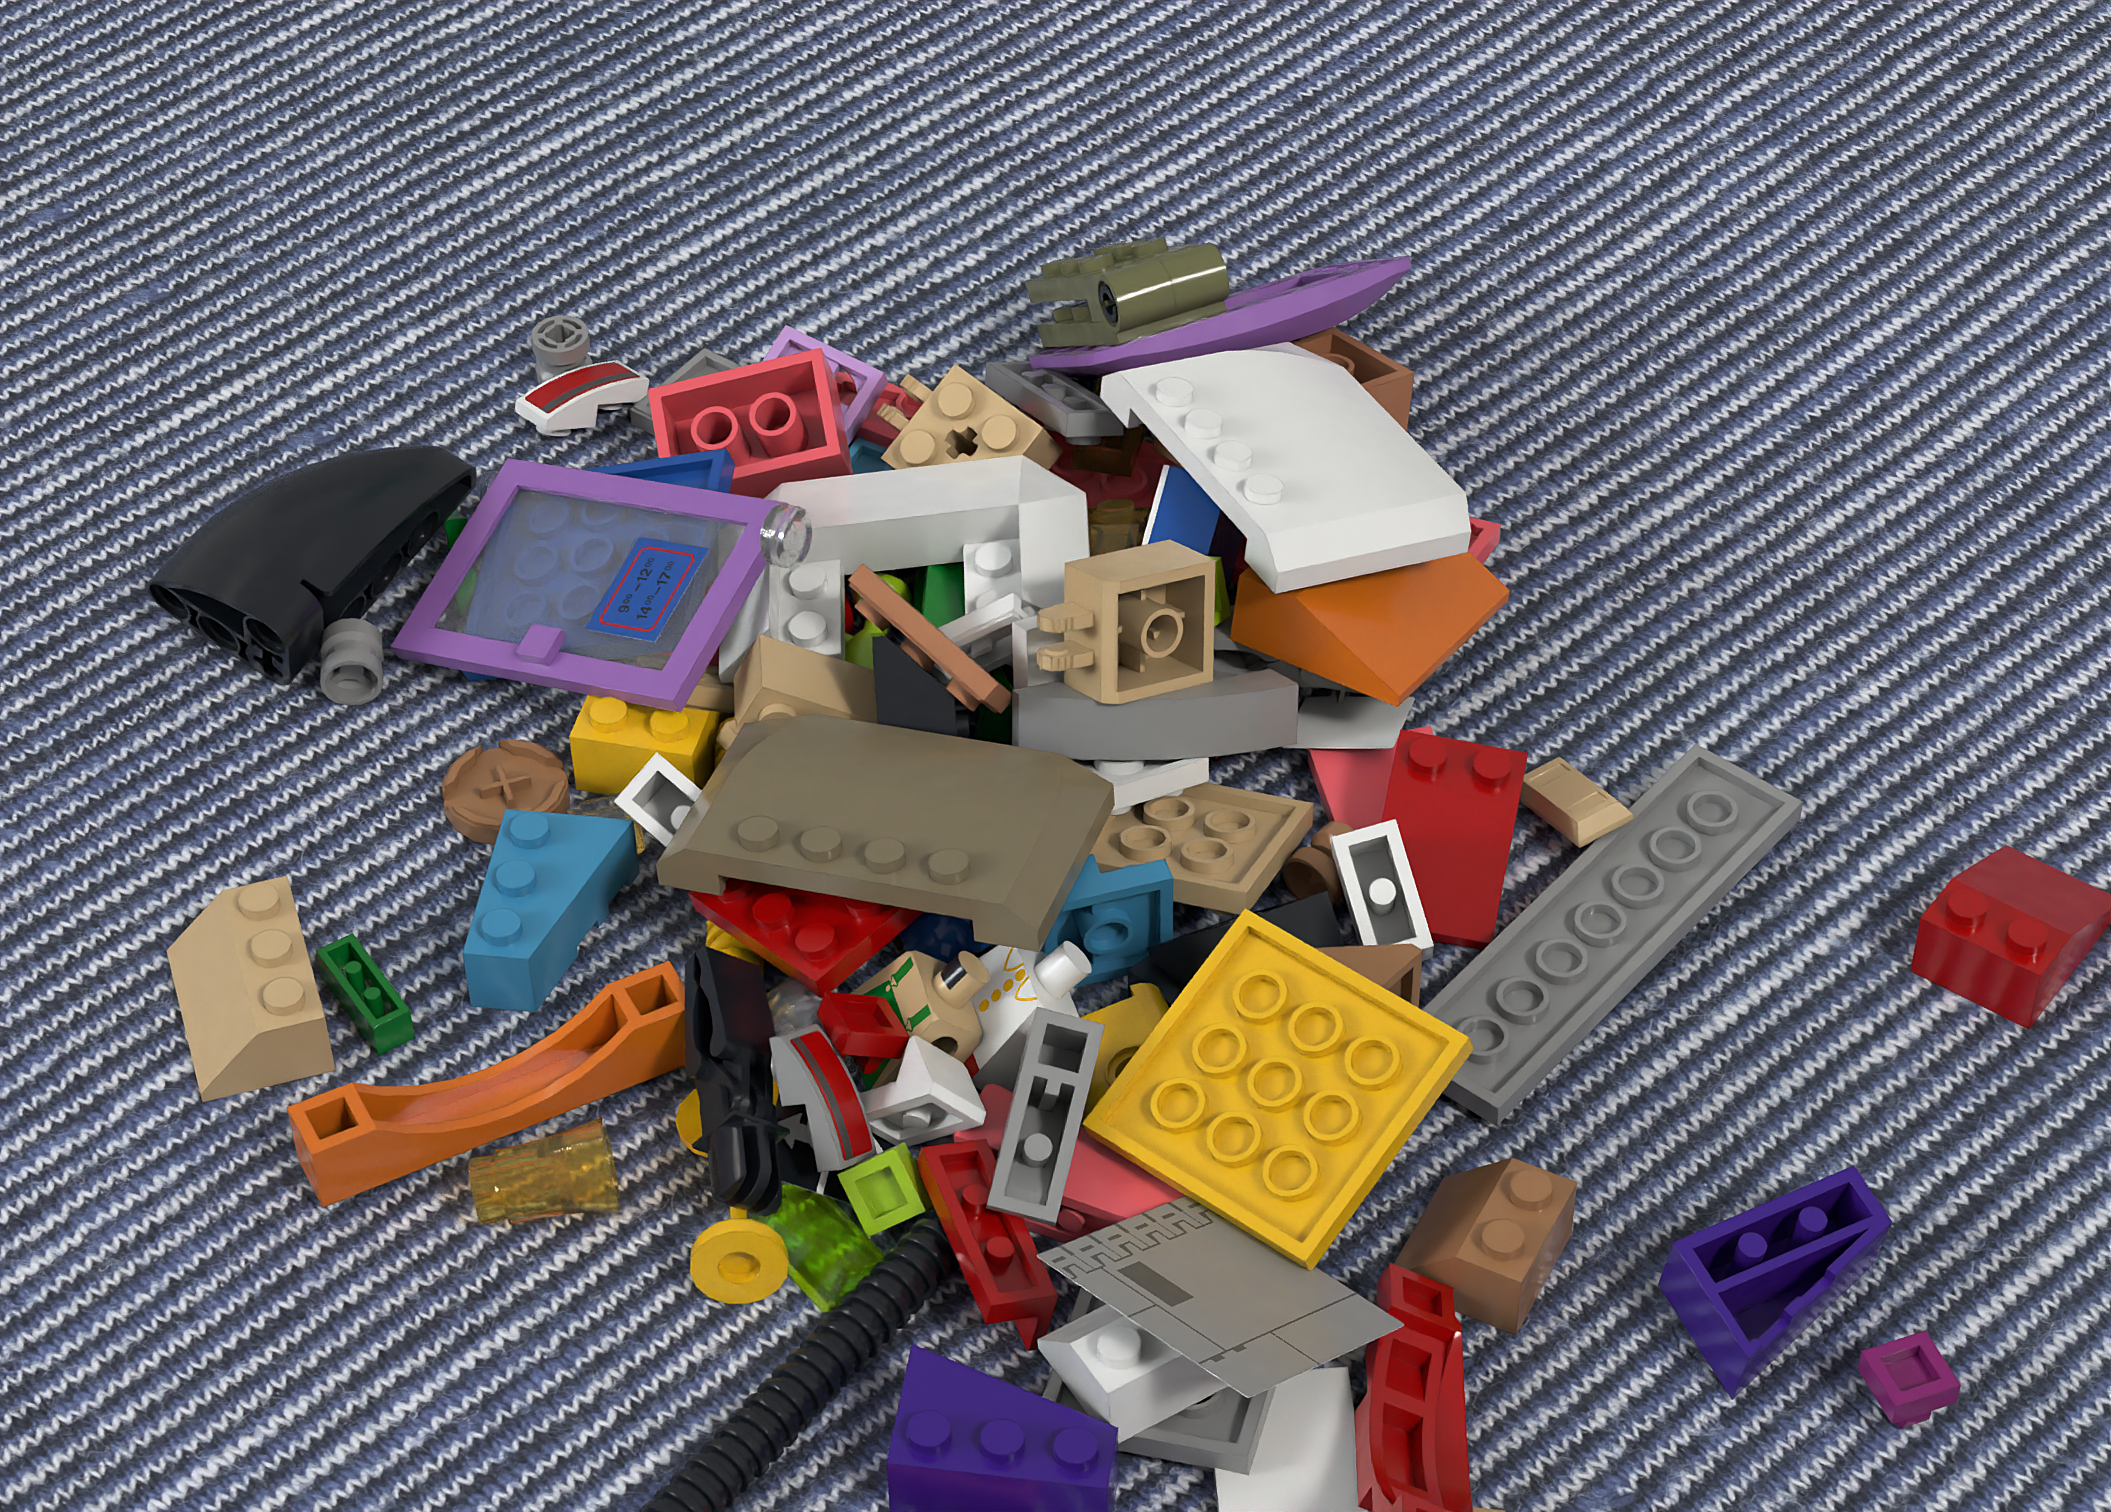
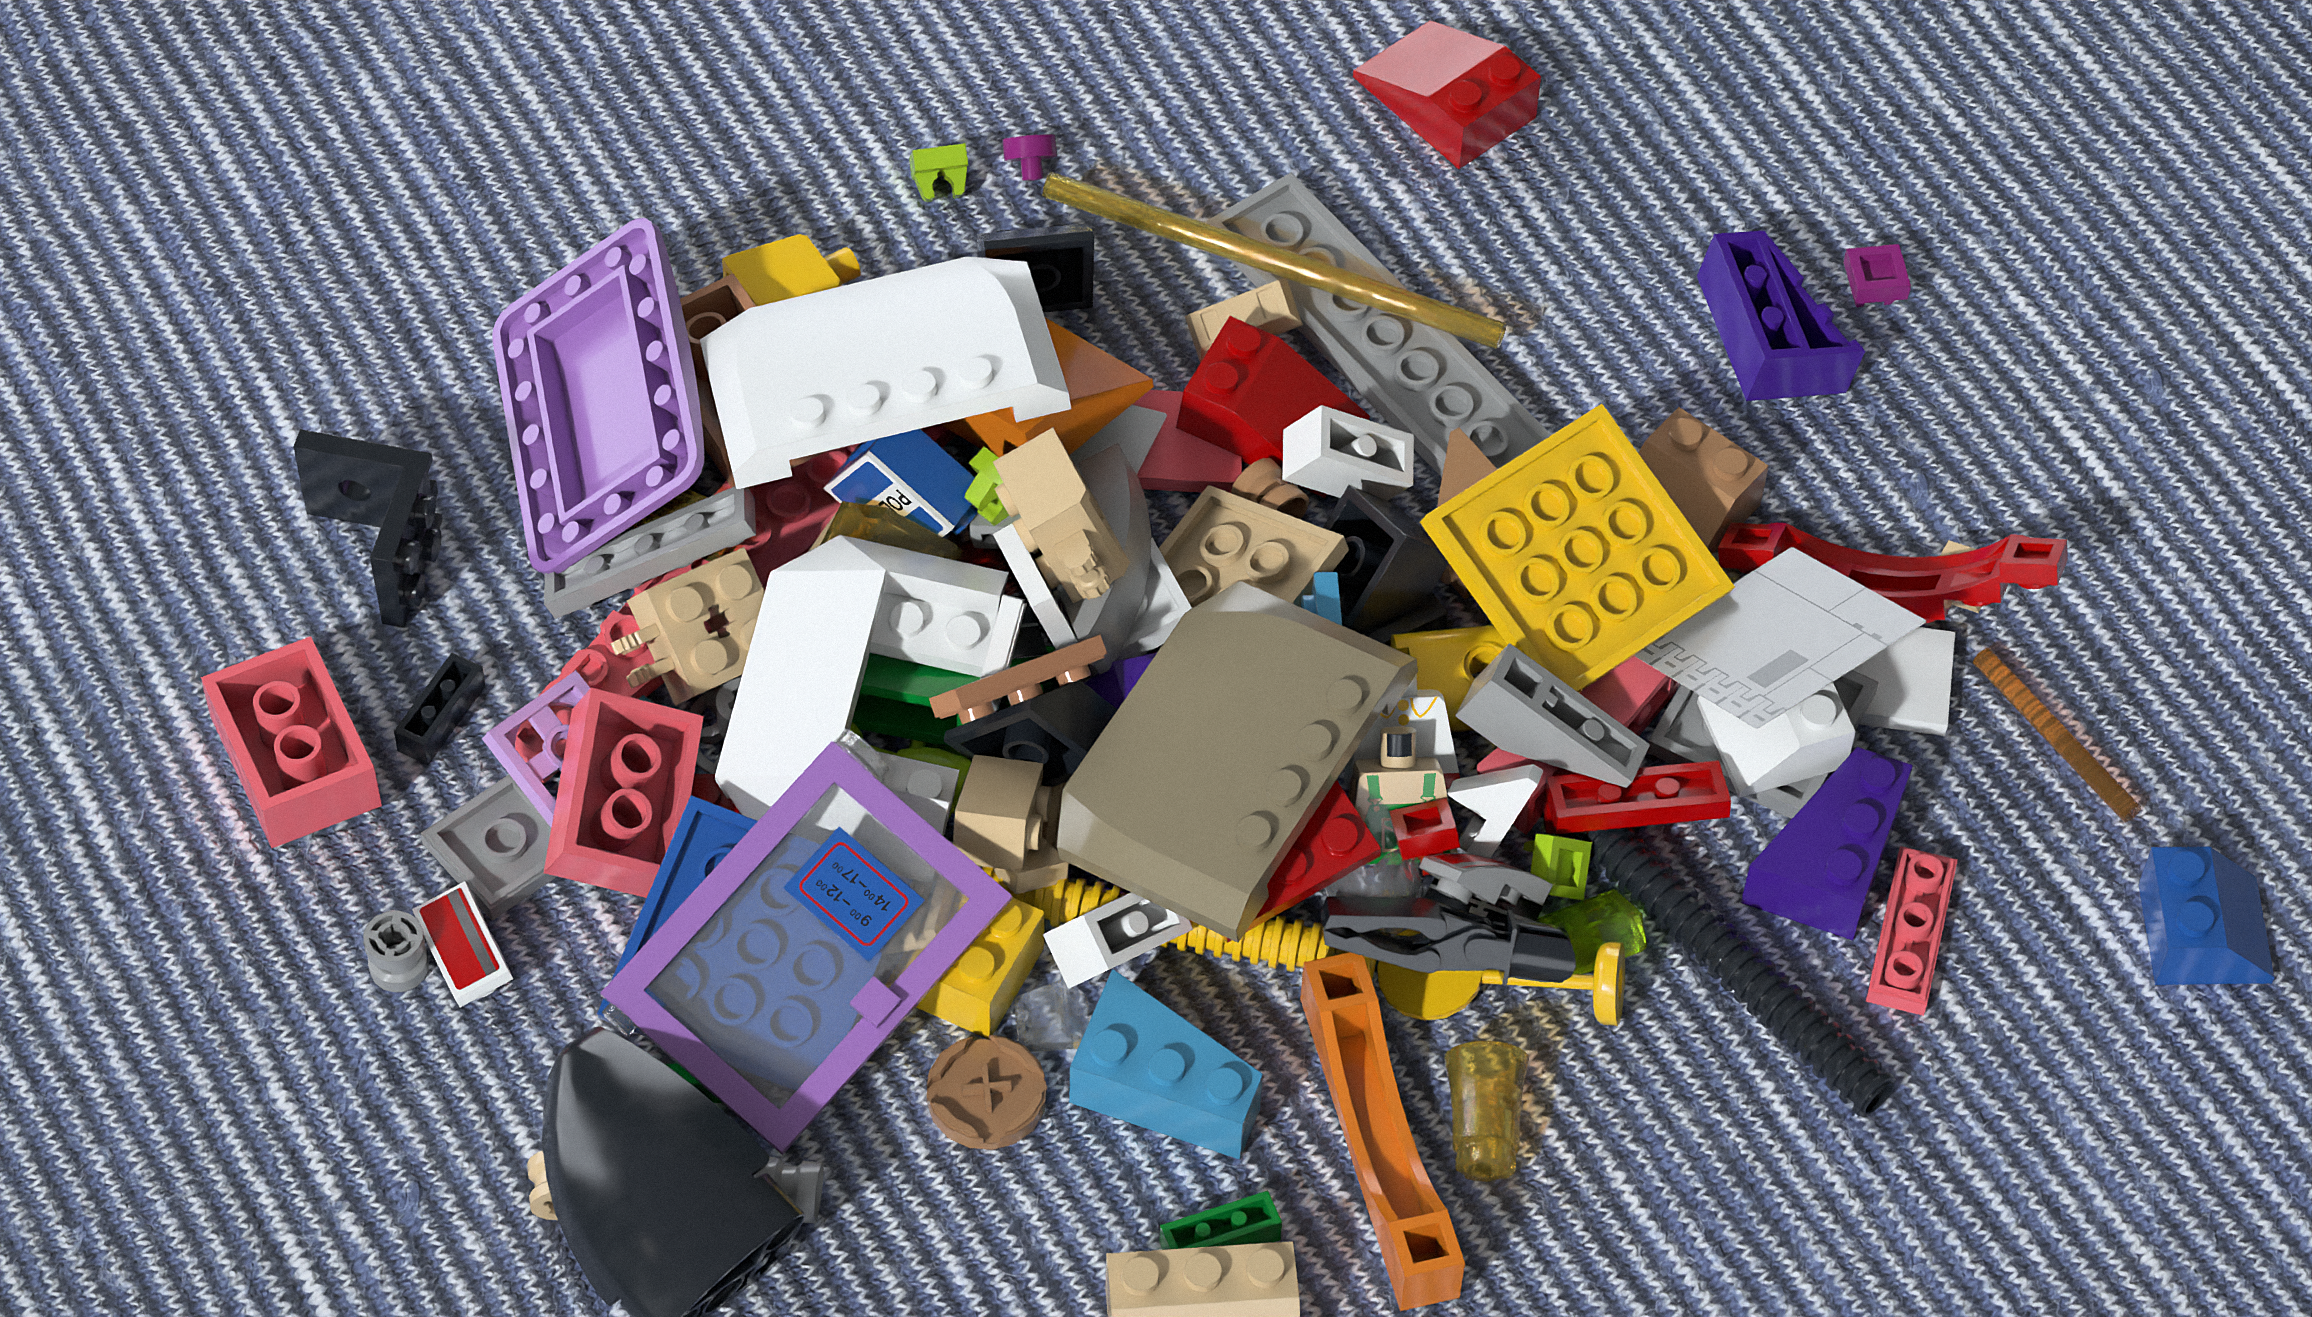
camera: 80 degrees left, 10 degrees up
(765, 233) = (291, 742): none -> coral brick
(855, 329) = (439, 708): none -> black piece
(1041, 225) = (383, 490): none -> black bracket
(1129, 291) = (562, 451): olive hinge -> none
(1465, 441) = (789, 269): none -> yellow torso
(1560, 615) = (1057, 259): none -> black slope
(1652, 810) = (1274, 260): none -> clear yellow piece
(1673, 525) = (944, 161): none -> lime tile
(1730, 592) = (1030, 152): none -> magenta tile

